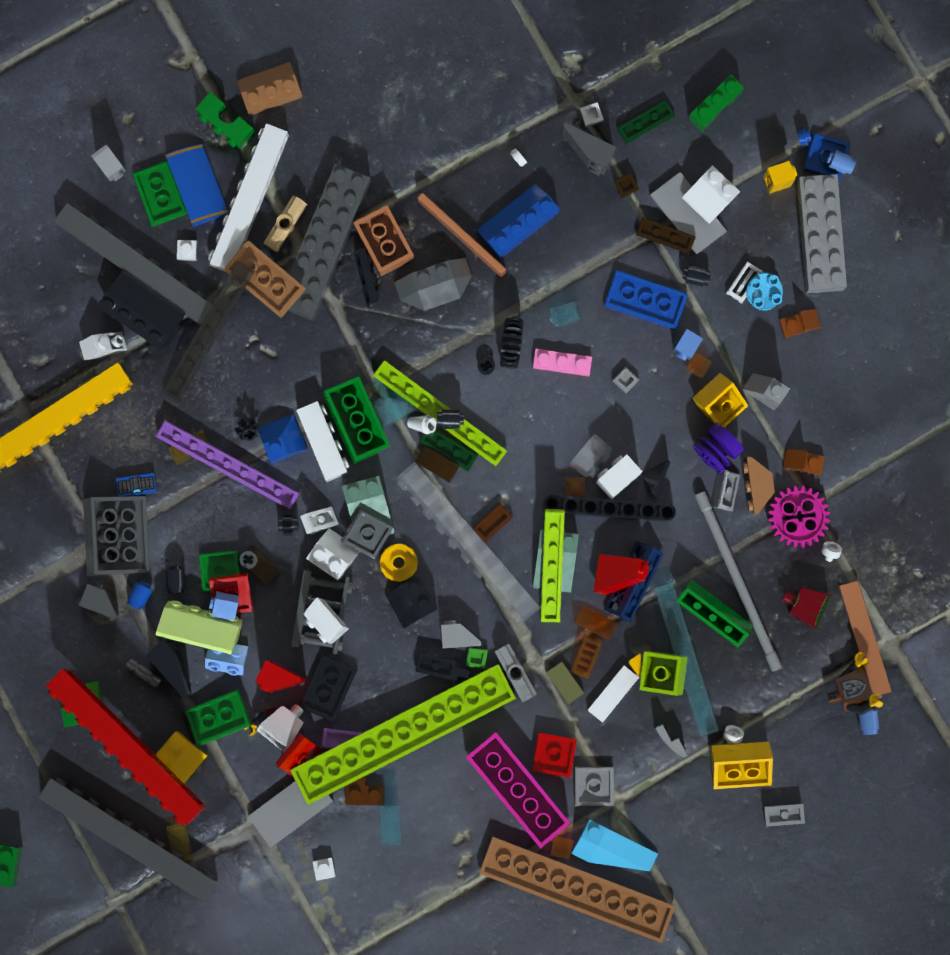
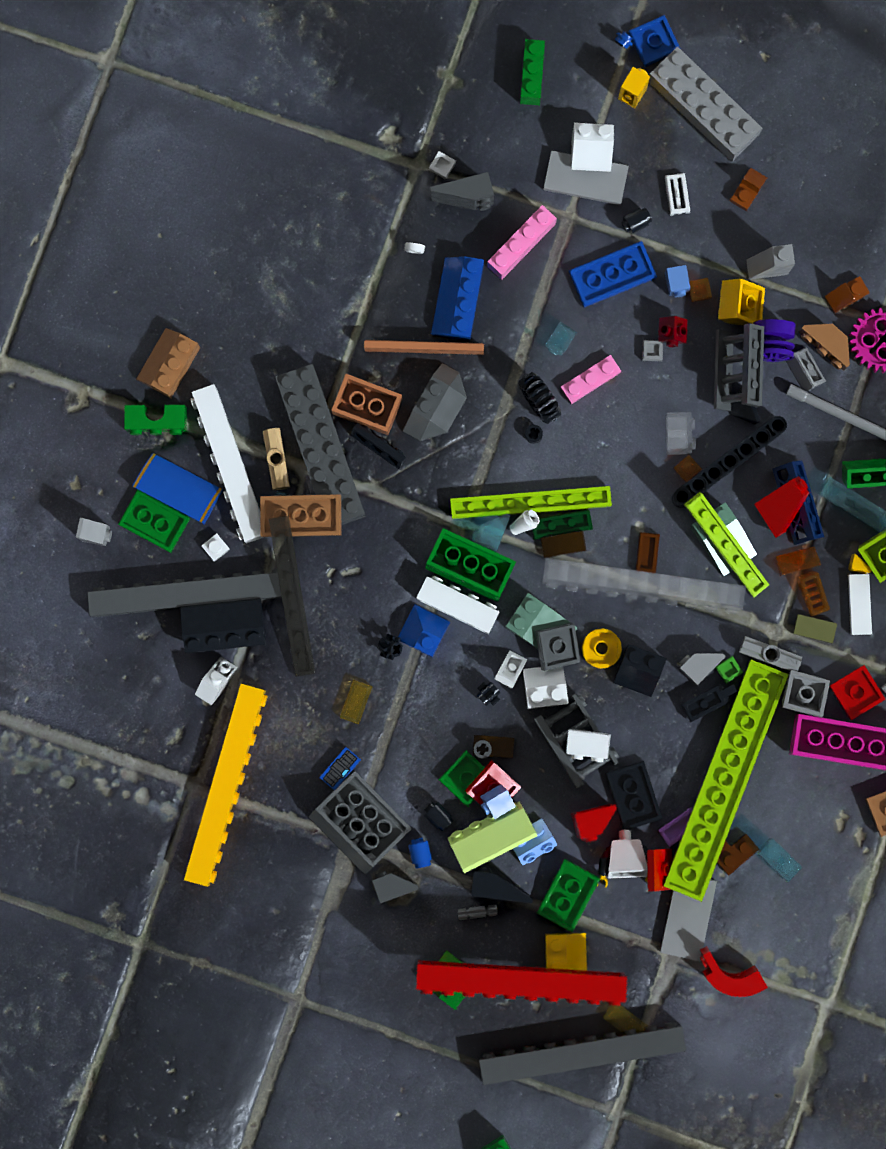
camera: 35 degrees left, 0 degrees up
(227, 464) = (398, 689): medium lavender tile -> none
(276, 881) = (733, 984): none -> red arch
(324, 869) = (756, 940): white plate -> none
(450, 419) = (544, 499): black brick -> none
(515, 723) = (805, 693): none -> light grey slope
(599, 220) = (521, 242): none -> bright pink brick
(618, 477) = (716, 430): white brick -> none
(626, 185) = (519, 197): dark brown plate -> none
(646, 122) = (489, 134): dark green tile -> none
(651, 378) = (672, 330): none -> dark red brick
(666, 235) = (584, 209): dark brown tile -> none
(682, 453) = (752, 367): none -> dark grey fence
(764, 291) = (699, 187): medium azure dish -> none
(841, 162) = (671, 35): medium blue brick -> none

